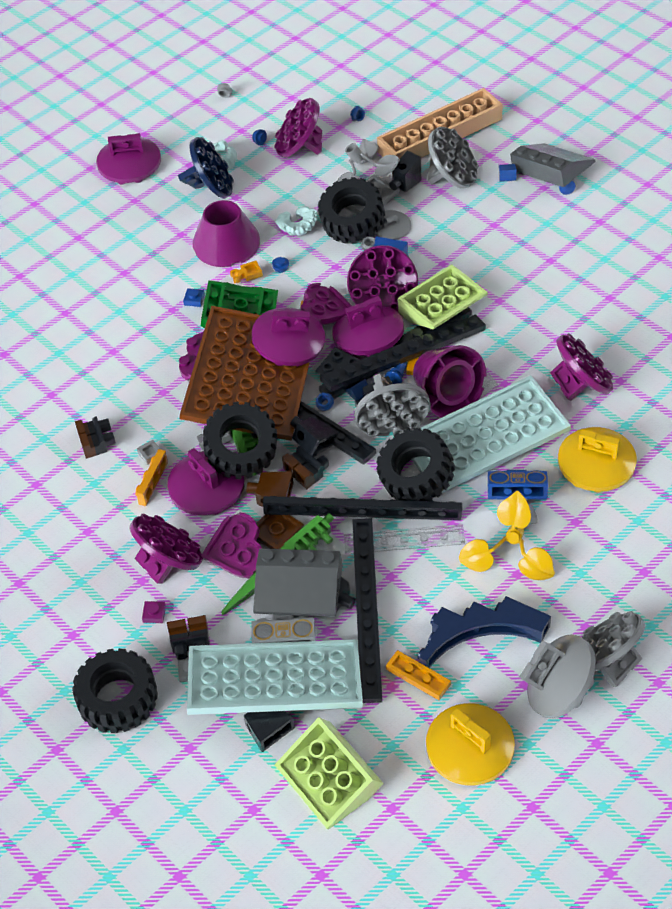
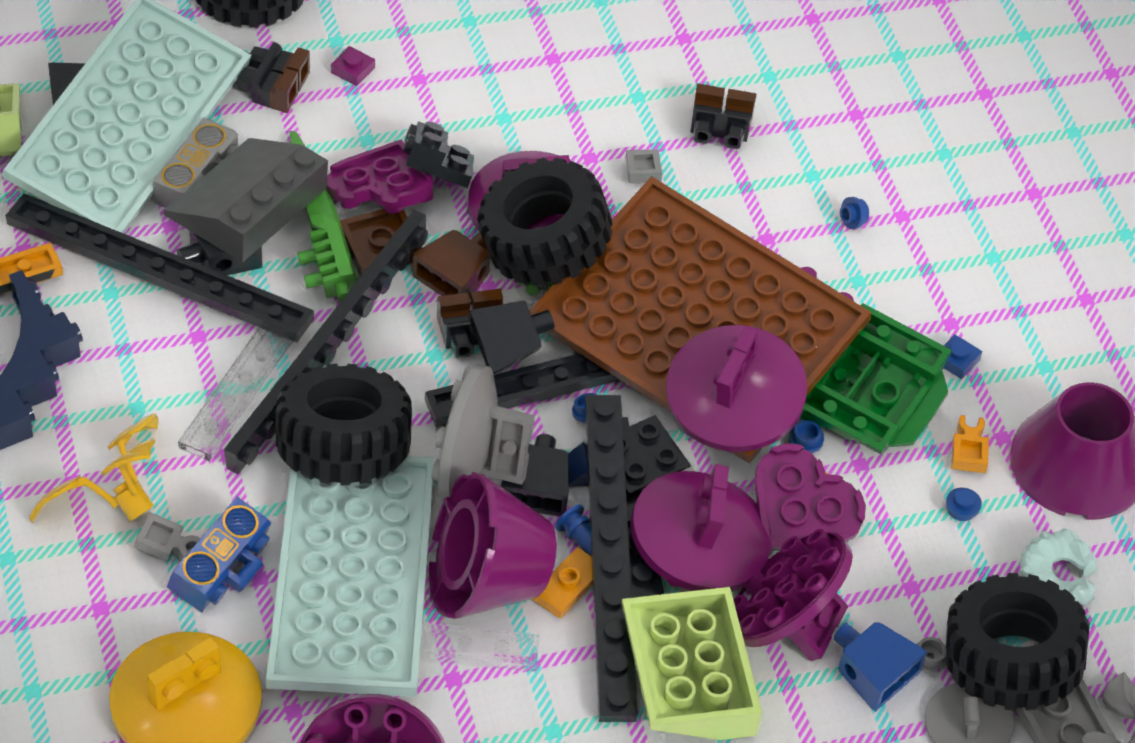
camera: 110 degrees right, 0 degrees up
(128, 362) = (854, 212): none -> blue plate
(151, 477) = (589, 147): light orange plate -> none
(163, 547) = (437, 79): magenta bracket -> none
(209, 525) = (429, 153): none -> black plate

